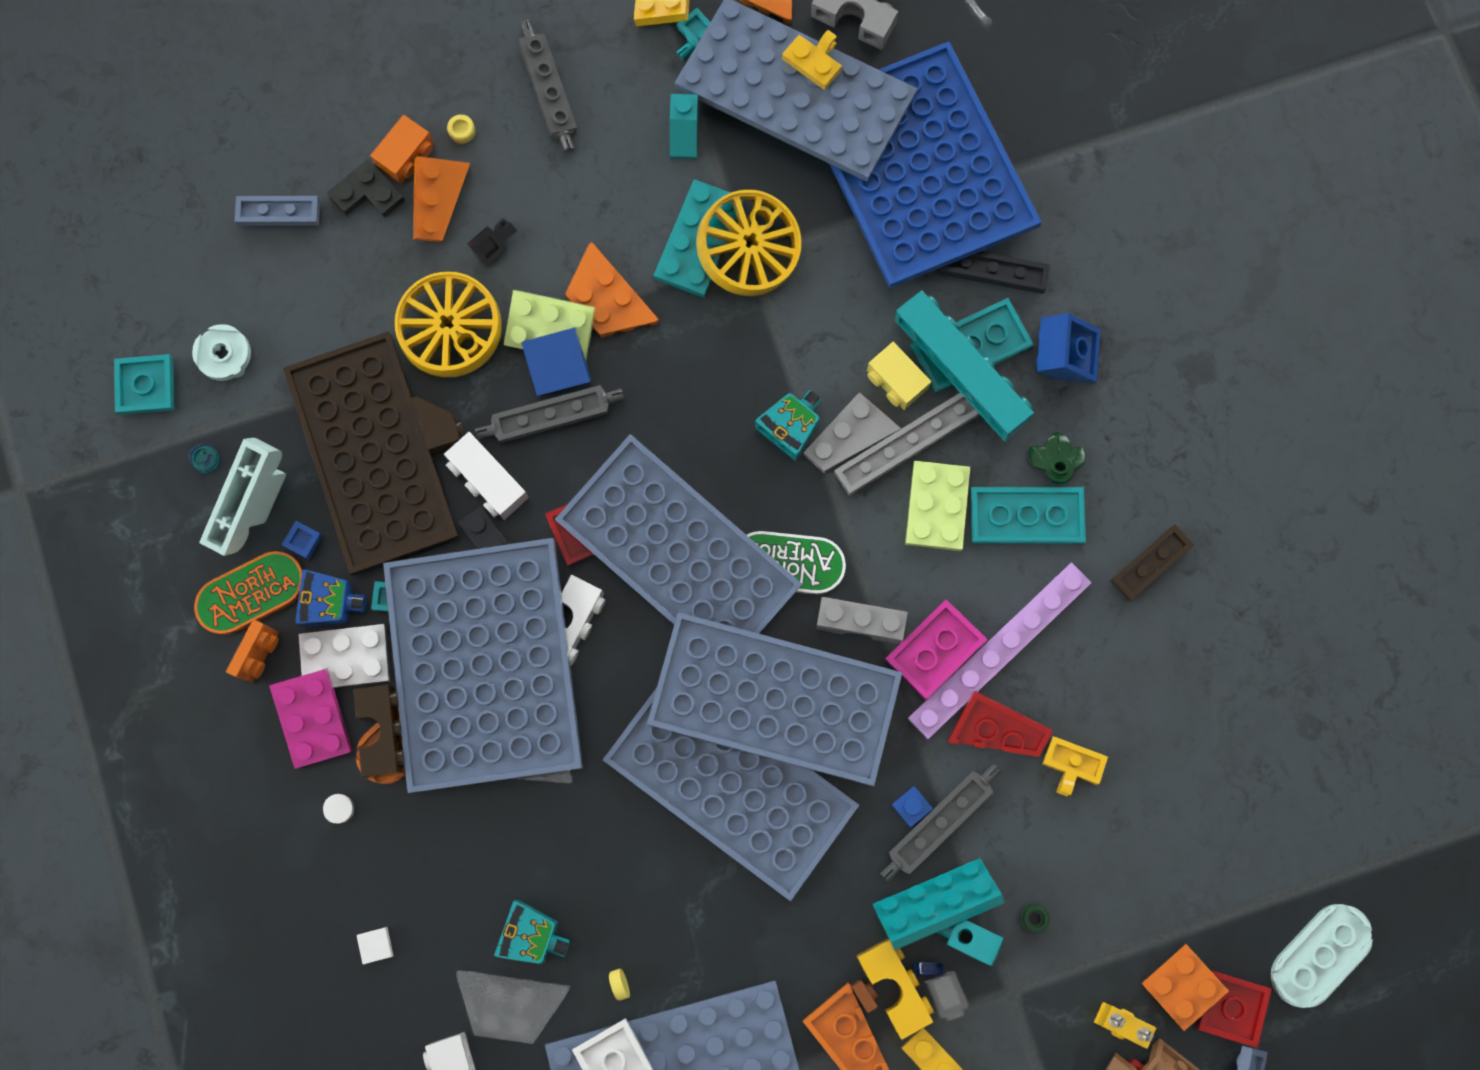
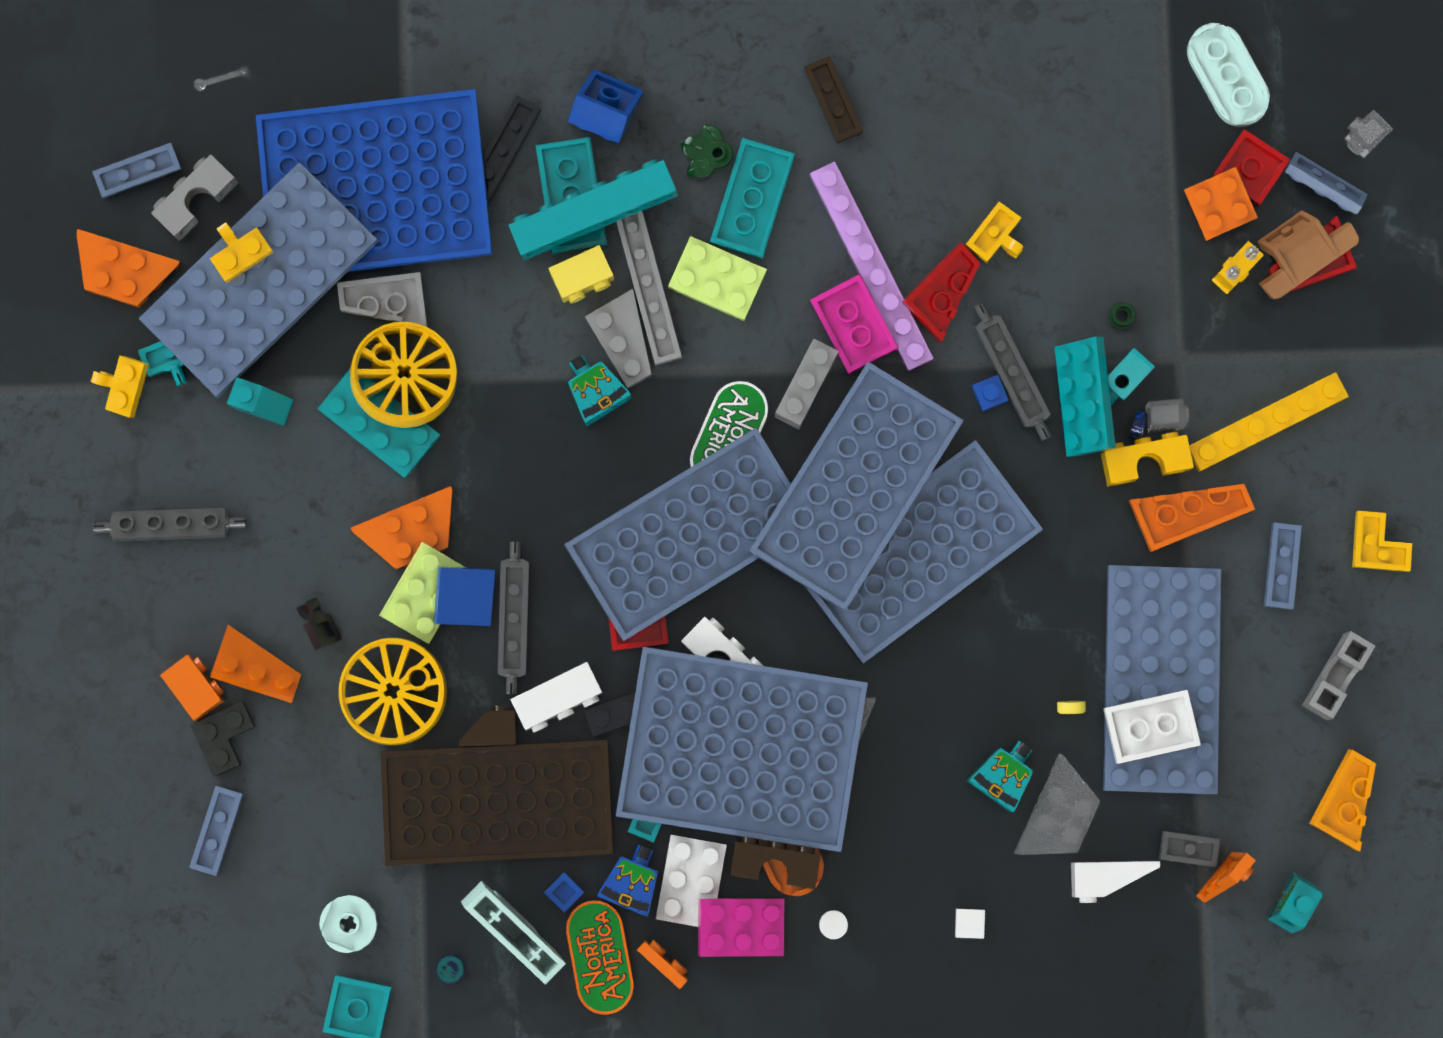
camera: 80 degrees left, 5 degrees up
(461, 129) = (187, 624): light yellow tile -> none
(817, 208) = (385, 298): none -> light grey wing
(865, 994) = (1145, 487): dark orange plate -> none

